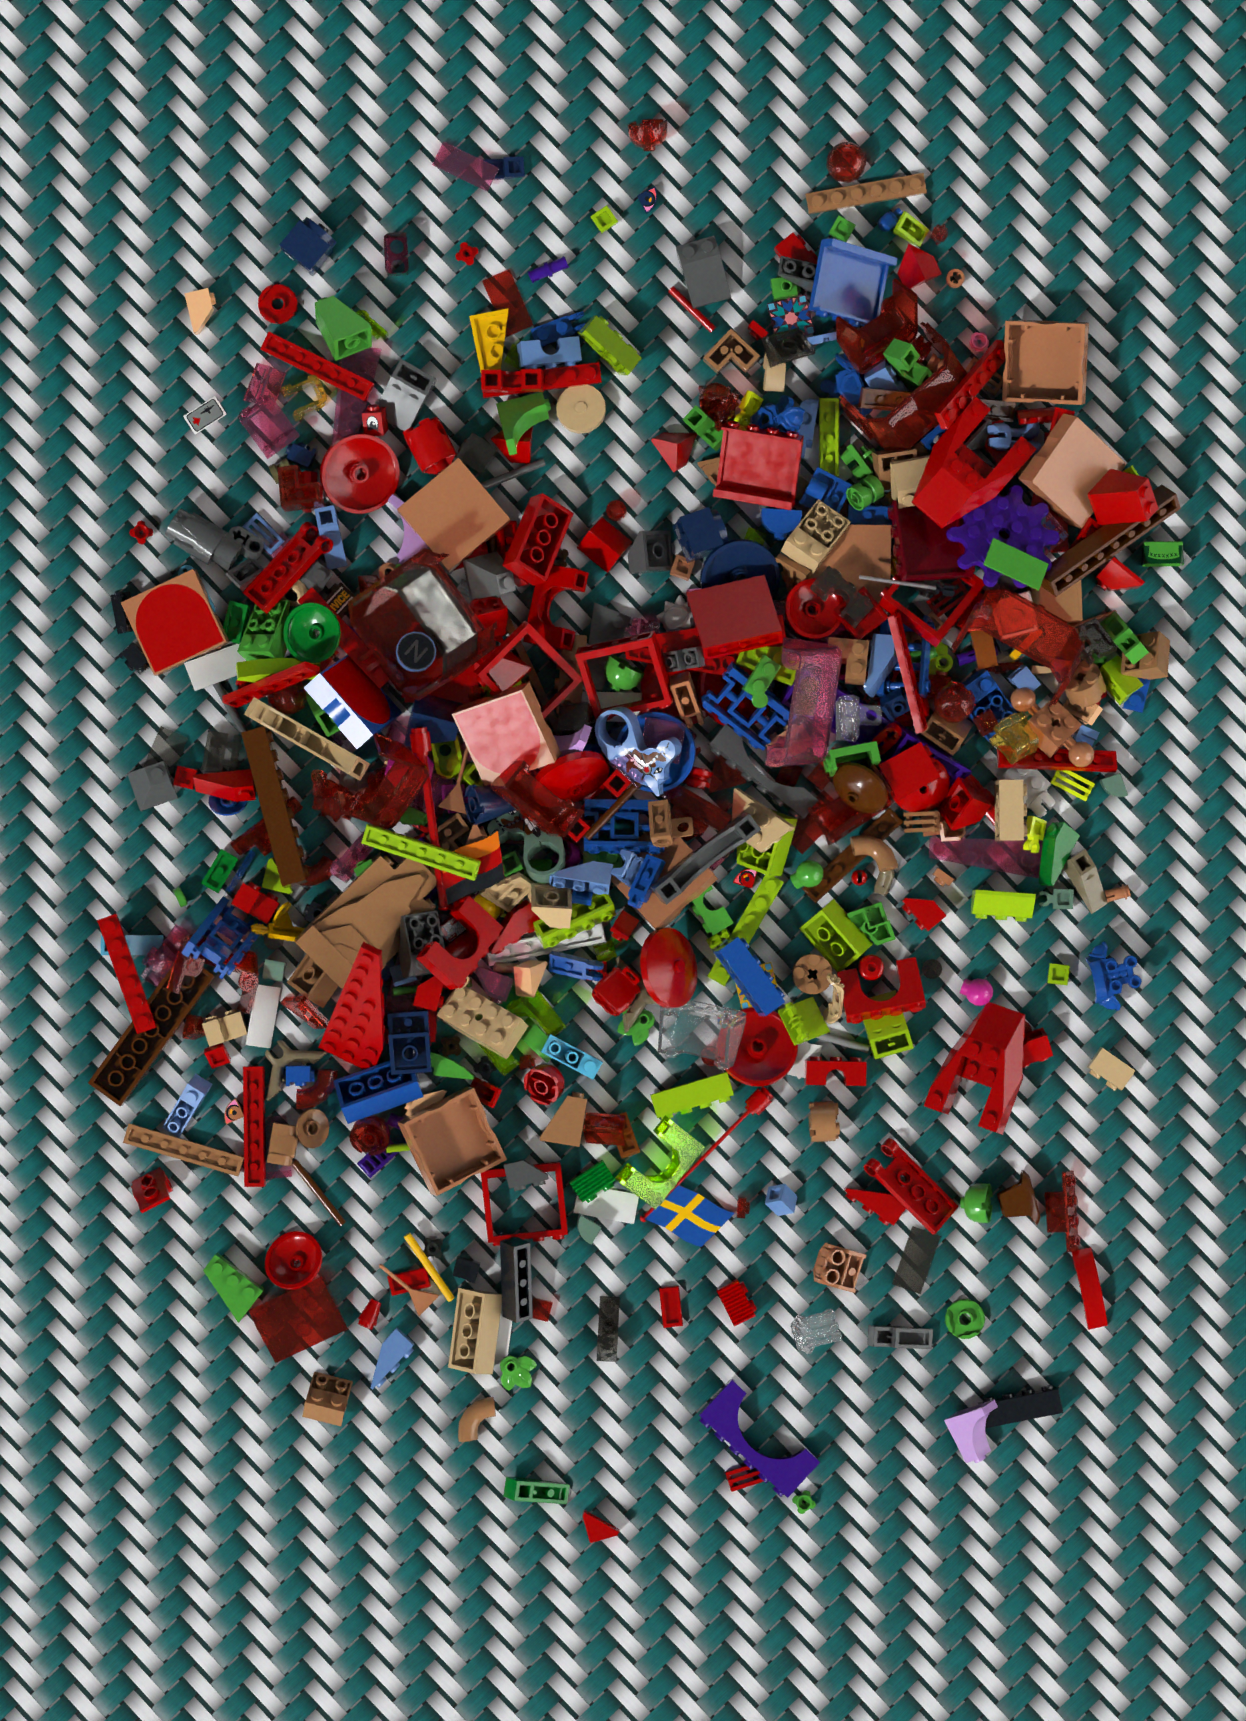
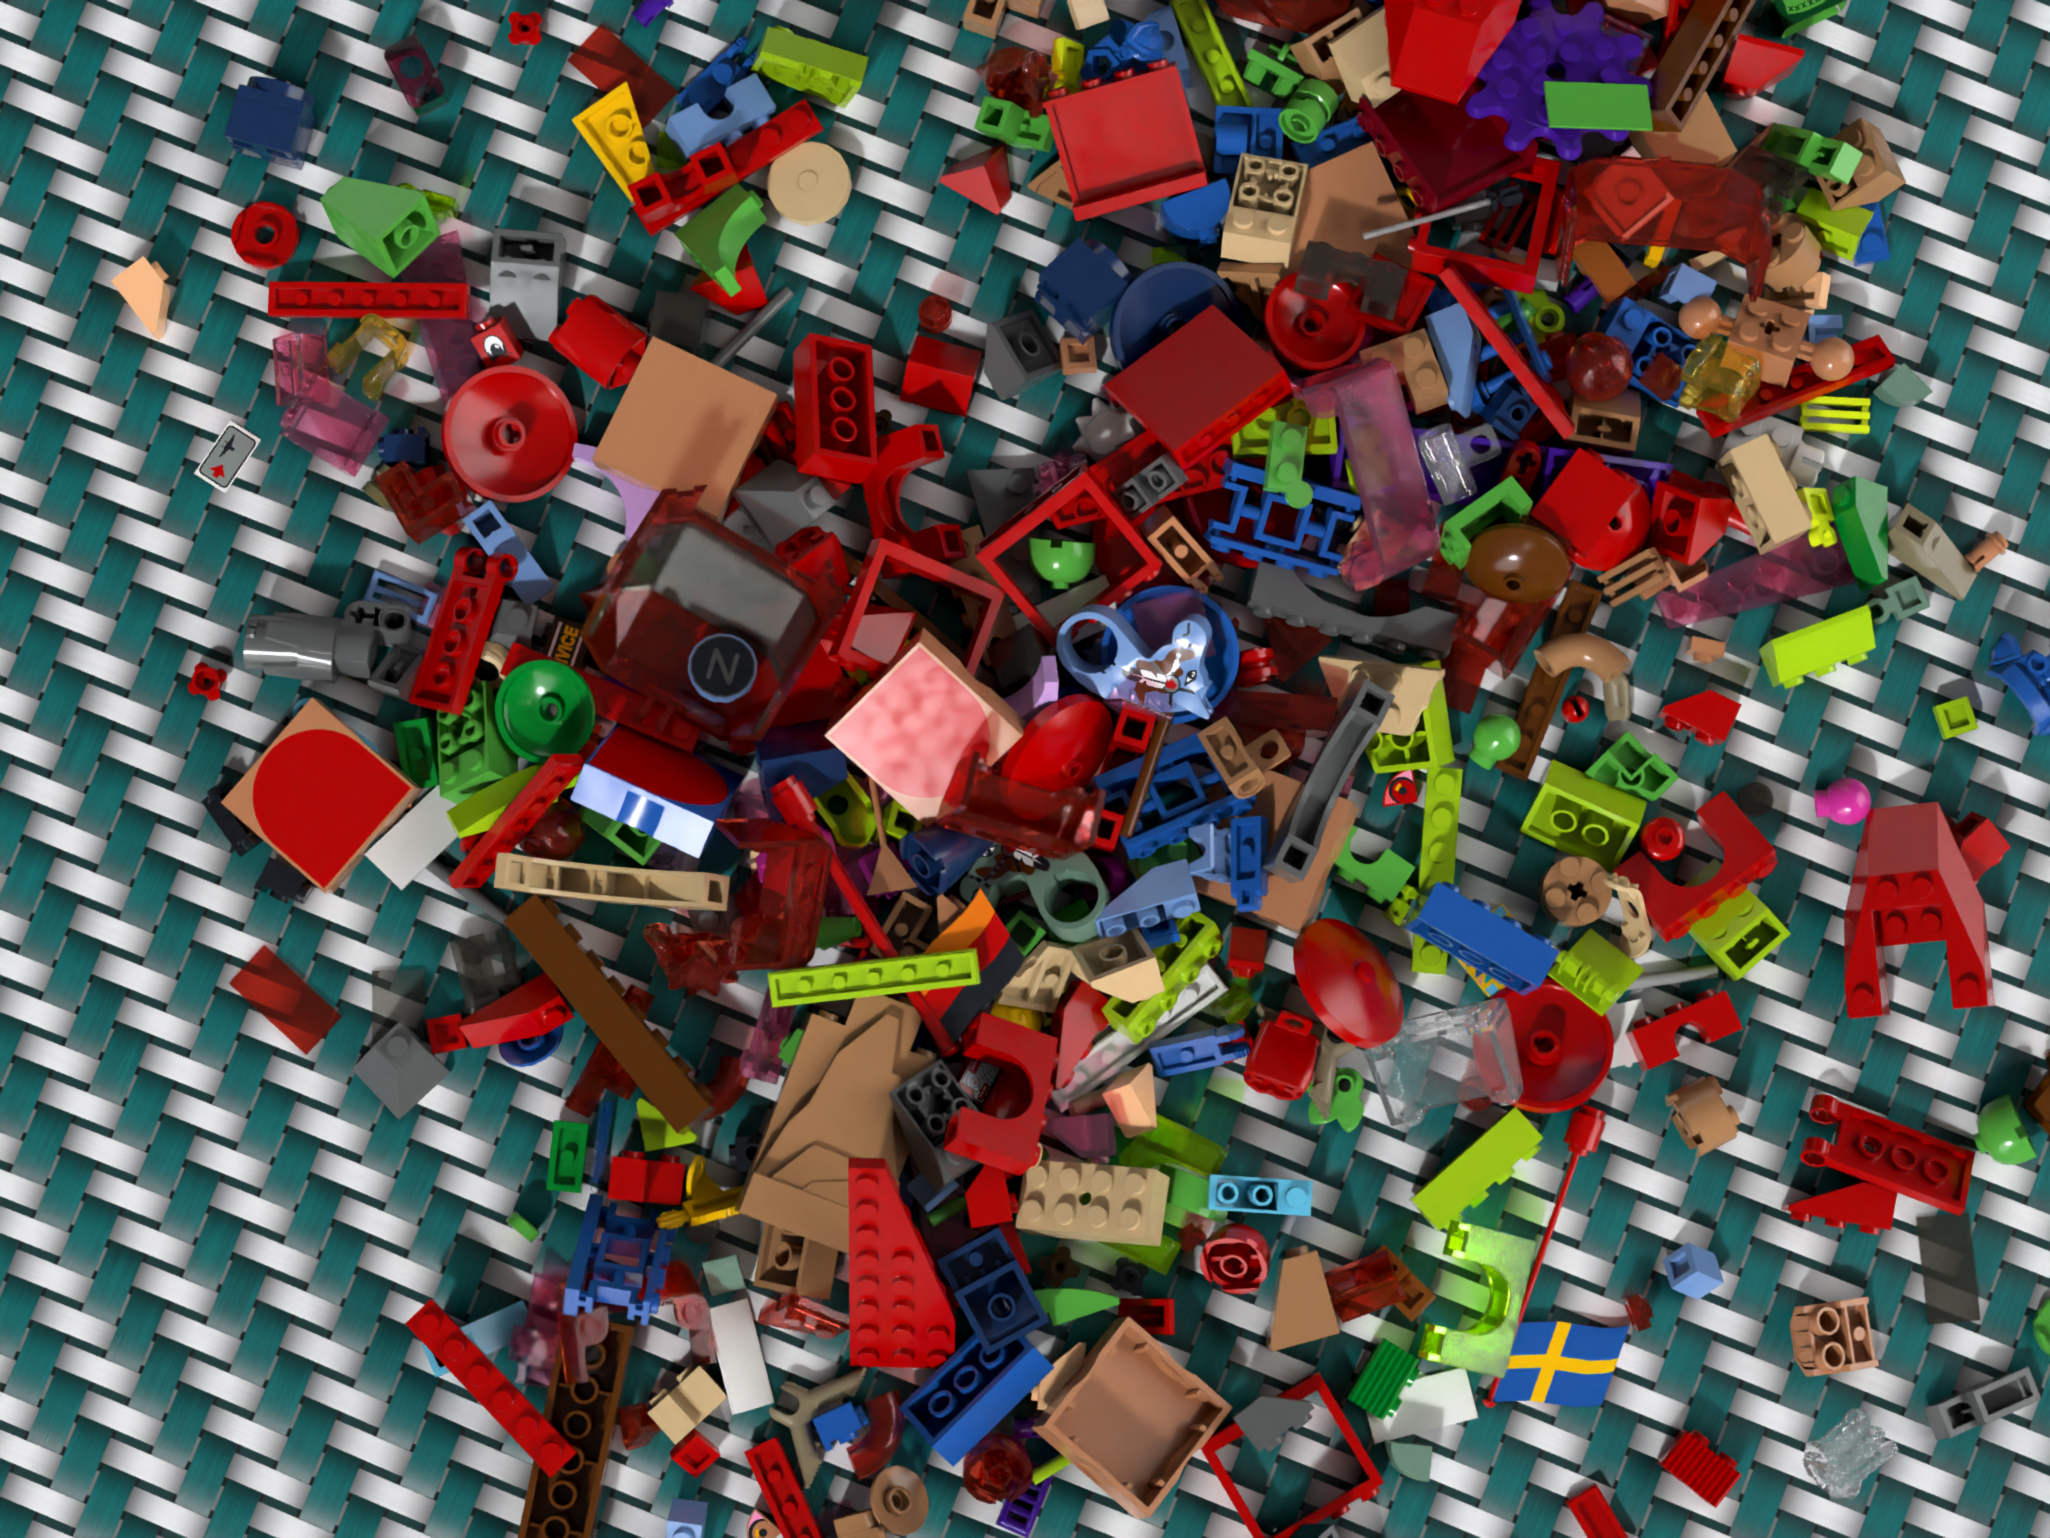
camera: 25 degrees left, 5 degrees down
(108, 720) = (285, 1000): none -> clear red piece

